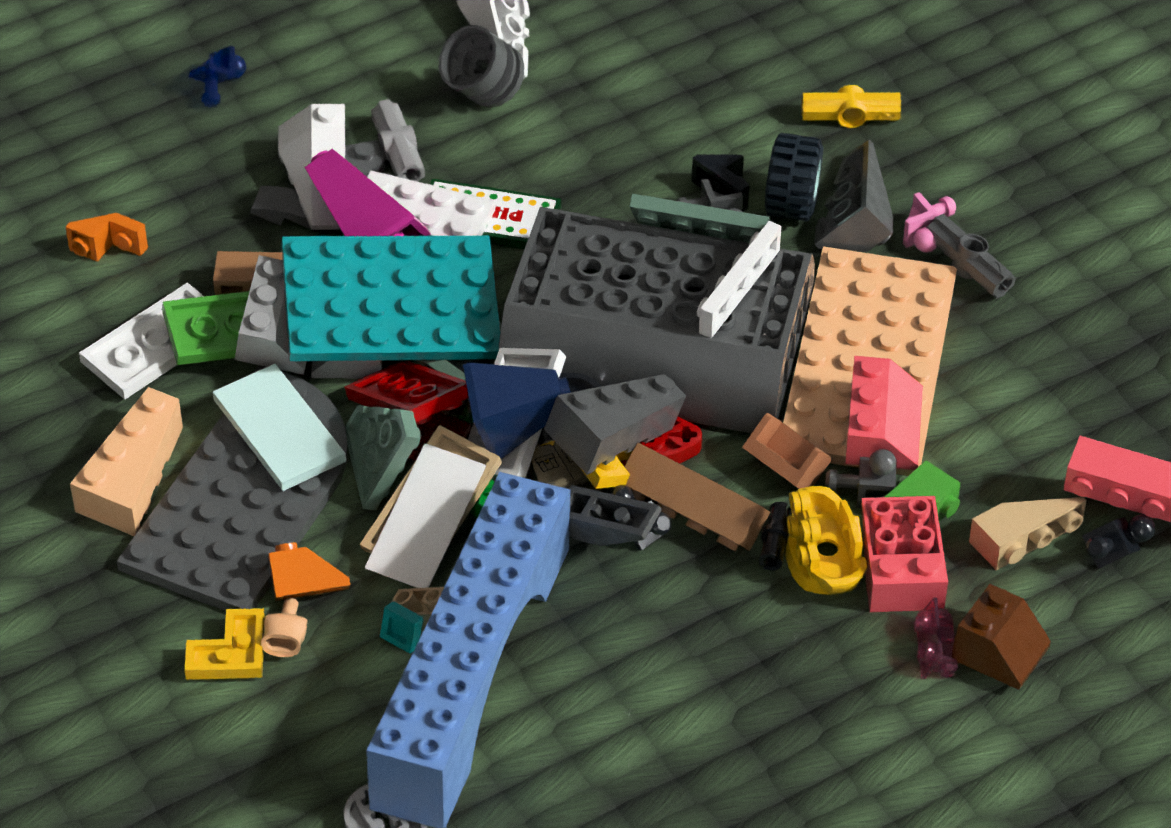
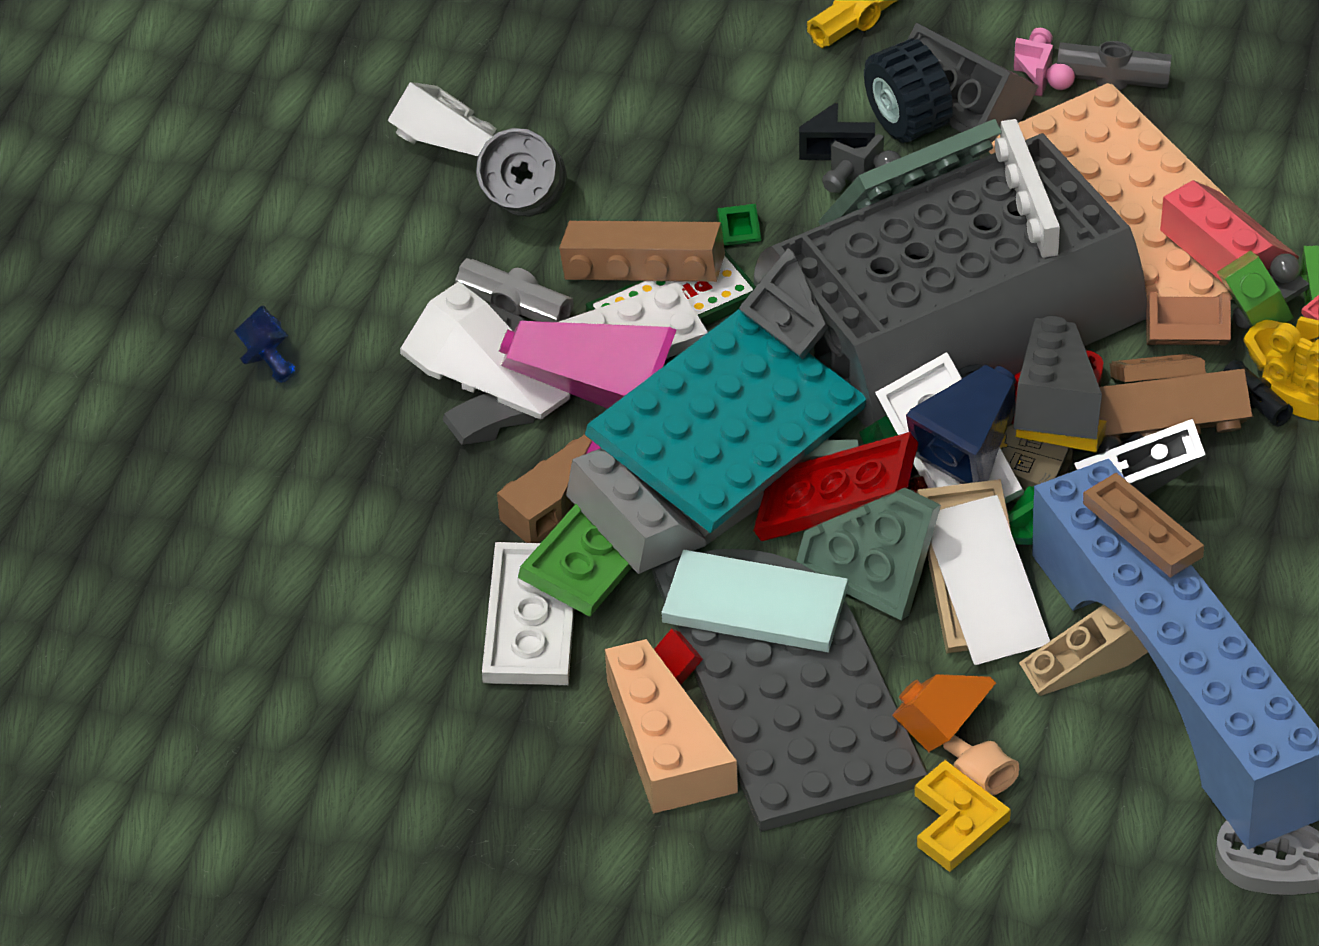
camera: 40 degrees left, 0 degrees up
(96, 235) = (365, 543): orange slope -> none
(195, 428) = (678, 655): none -> red tile
(401, 627) = (1075, 686): teal plate -> none
(498, 250) = (786, 306): none -> dark grey wing
(499, 167) = (642, 251): none -> medium nougat brick
(513, 540) = (1143, 524): none -> medium nougat plate
(592, 195) = (739, 224): none -> green slope
(720, 468) = (1157, 367): none -> medium nougat tile
(835, 462) = (1254, 290): none -> bright green slope

